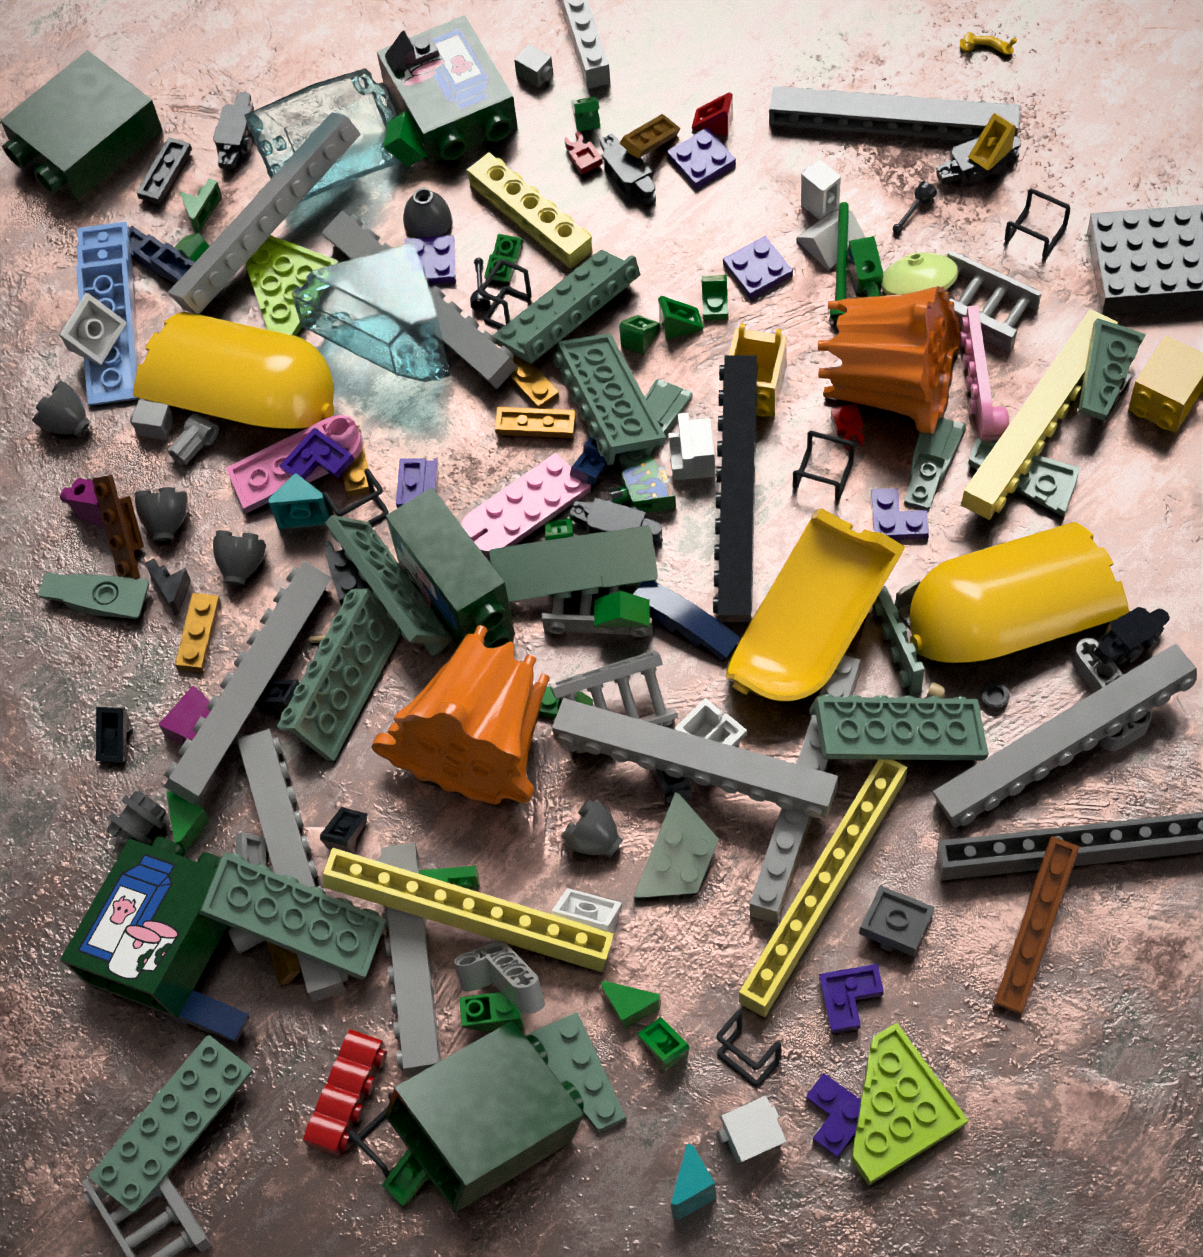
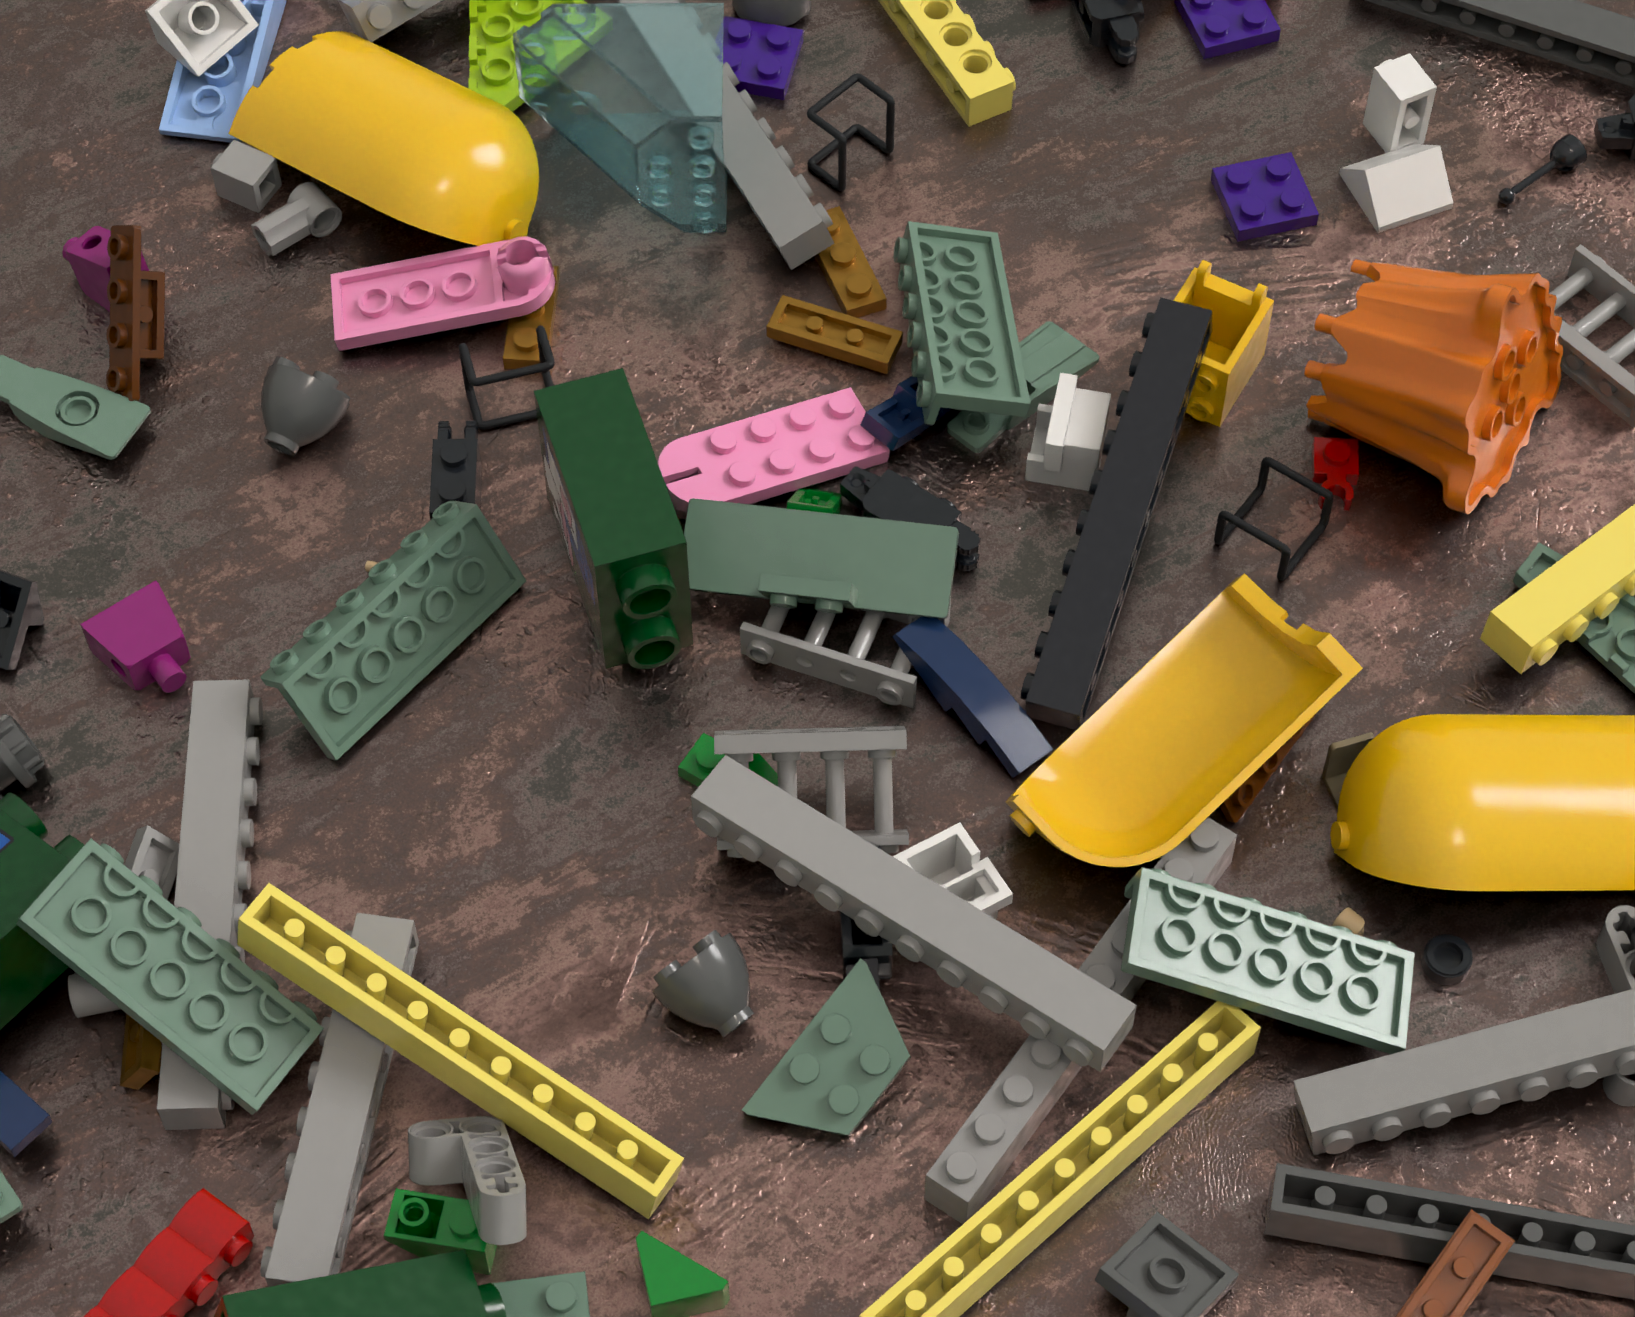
camera: 10 degrees right, 5 degrees down
(62, 412) = (113, 127): dark grey piece -> none
(161, 512) = (207, 311): dark grey piece -> none
(172, 586) = (183, 426): black slope -> none
(186, 820) = (69, 785): green slope -> none
(197, 632) = (198, 507): plate -> none
(247, 683) = (238, 599): light grey brick -> none
(277, 694) = (278, 629): black slope -> none
(298, 505) = (418, 356): teal slope -> none
(314, 451) = (473, 281): dark purple plate -> none
(343, 830) = (309, 869): black slope -> none
(389, 583) = (517, 509): sand green bracket -> none
(415, 477) = (636, 359): plate -> none
(461, 876) = (474, 997): green slope -> none
(471, 724) = (564, 755): orange piece -> none
(475, 296) = (805, 126): black hinge -> none
(505, 248) = (879, 67): green slope -> none
(567, 305) = (943, 172): sand green bracket -> none
(588, 909) = (659, 1111): white slope -> none
(621, 610) = (871, 651): green slope -> none
(638, 333) = (1040, 244): green slope -> none
(646, 486) = (976, 476): torso -> none
(678, 318) = (1112, 237): green slope -> none
(714, 297) = (1181, 223): green slope -> none
(841, 269) = (1406, 198): green piece -> none
(865, 266) = (1436, 228): green torso -> none
(896, 523) = (1372, 644): plate -> none
(901, 652) = (1312, 841): sand green wing -> none
(919, 272) = (1525, 255): yellowish green dish -> none
(932, 461) = (1454, 561): sand green piece -> none
(990, 420) = (1570, 518): bright pink plate -> none

